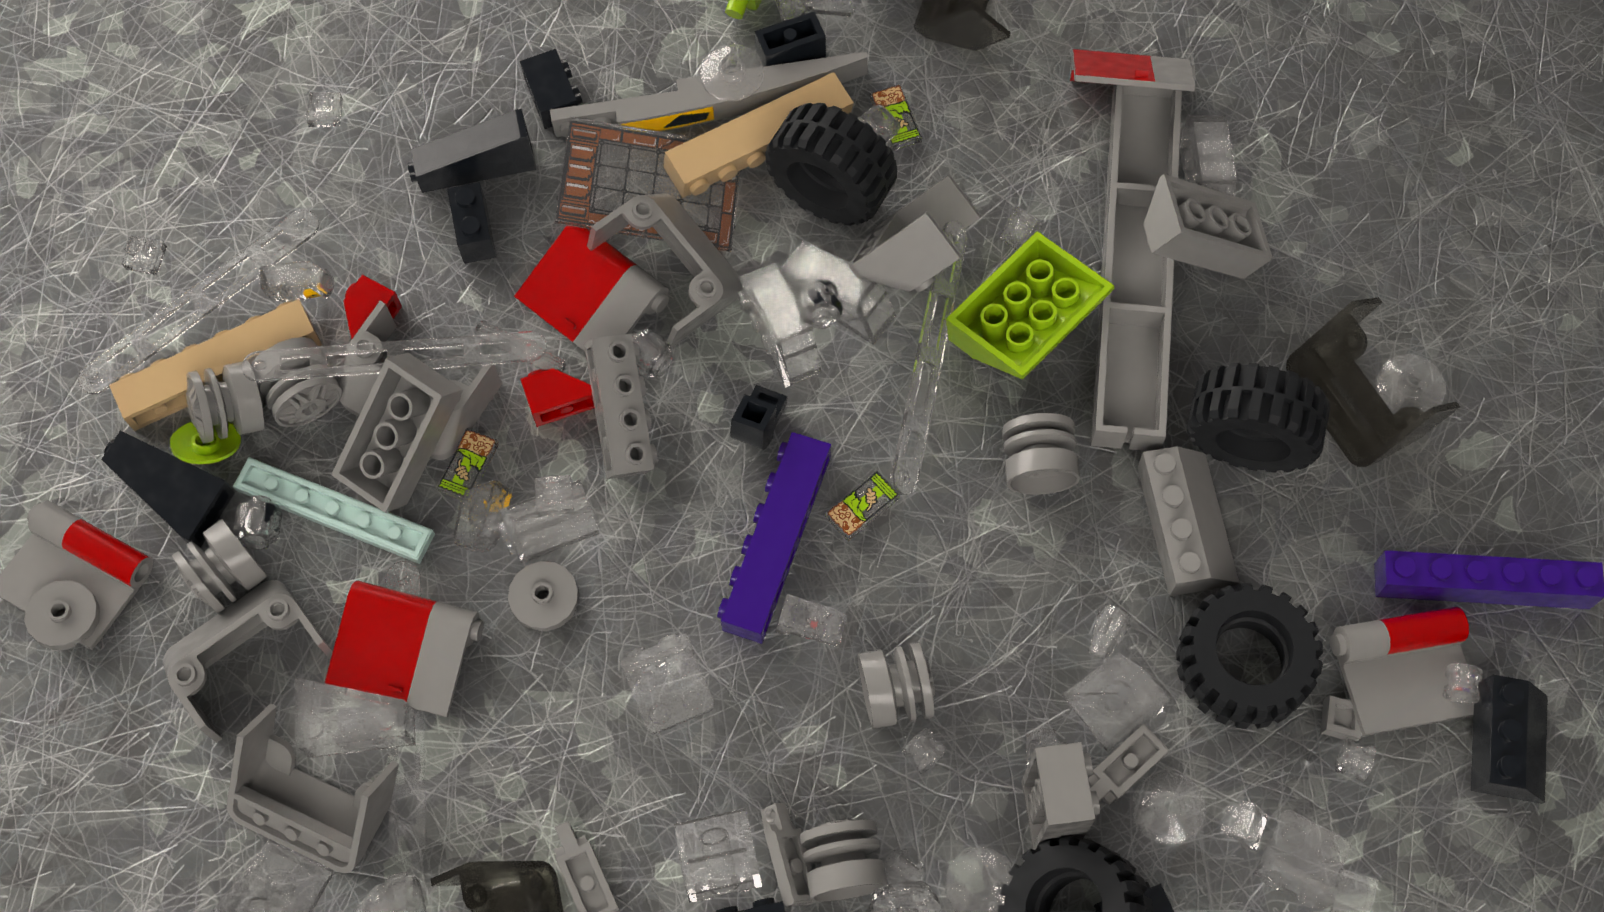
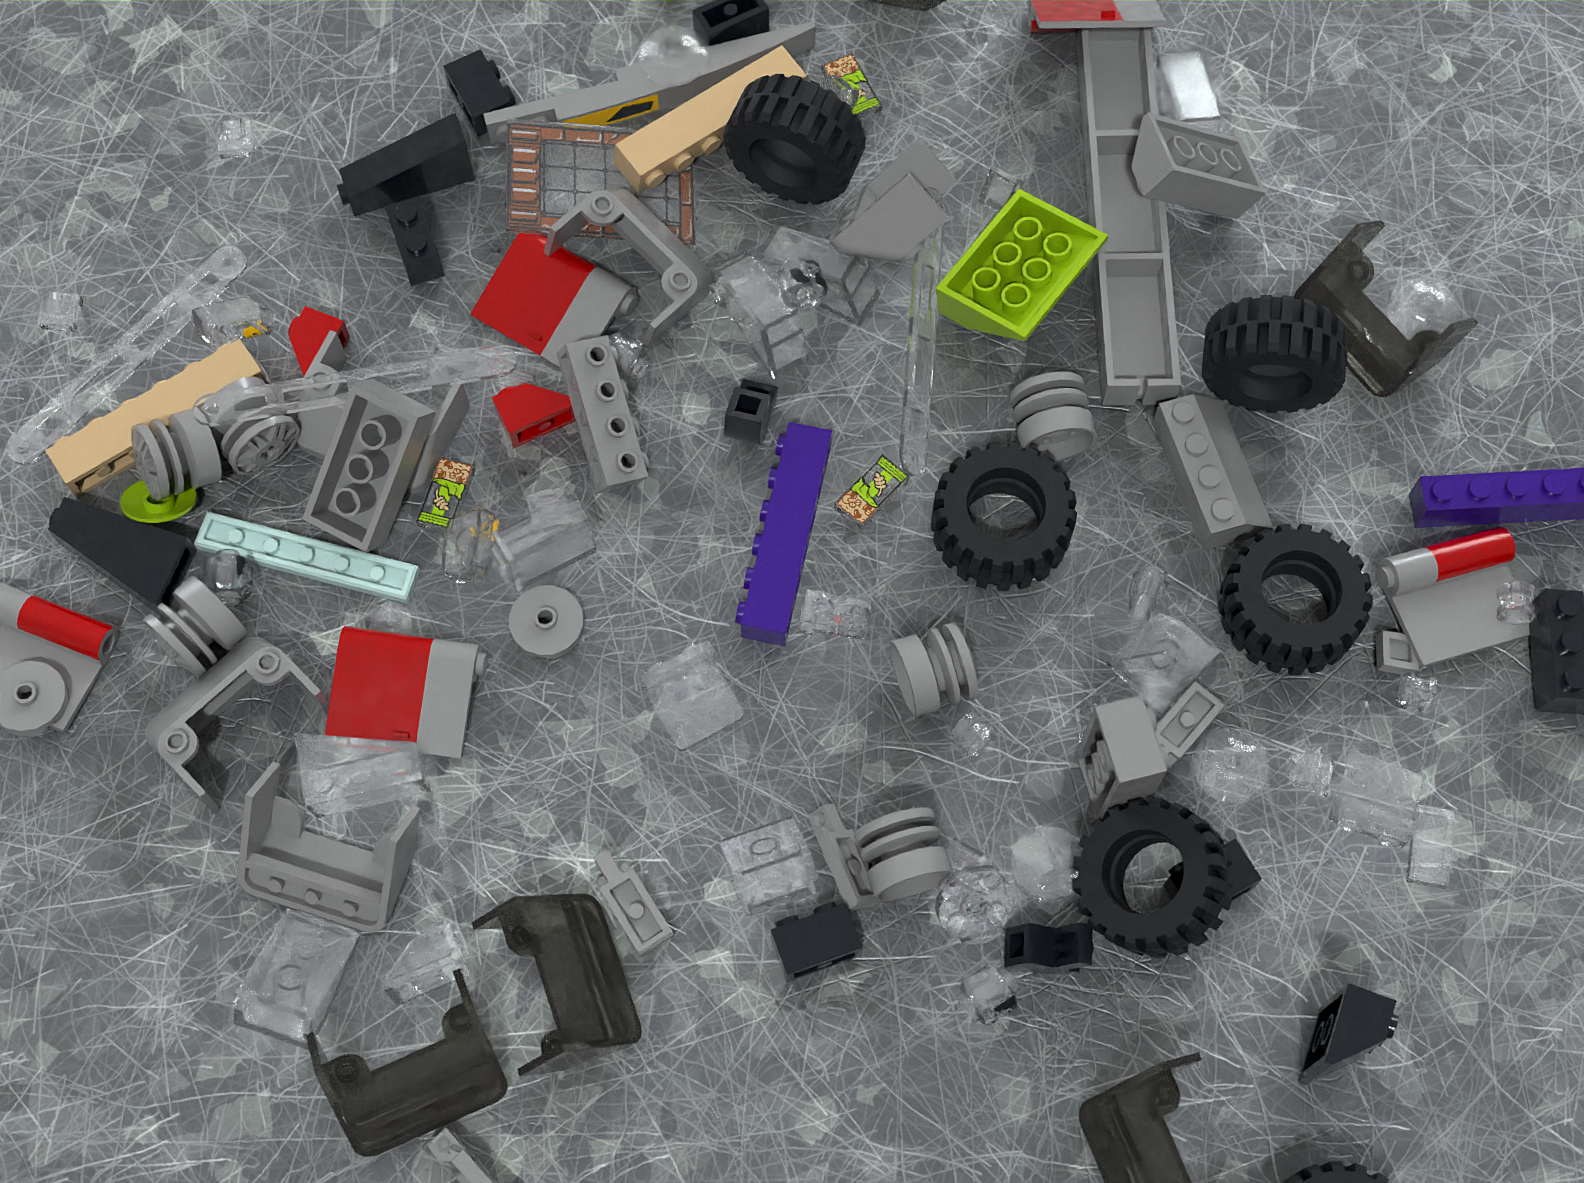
camera: 10 degrees left, 0 degrees up
(985, 501) = (1012, 473): none -> black tyre

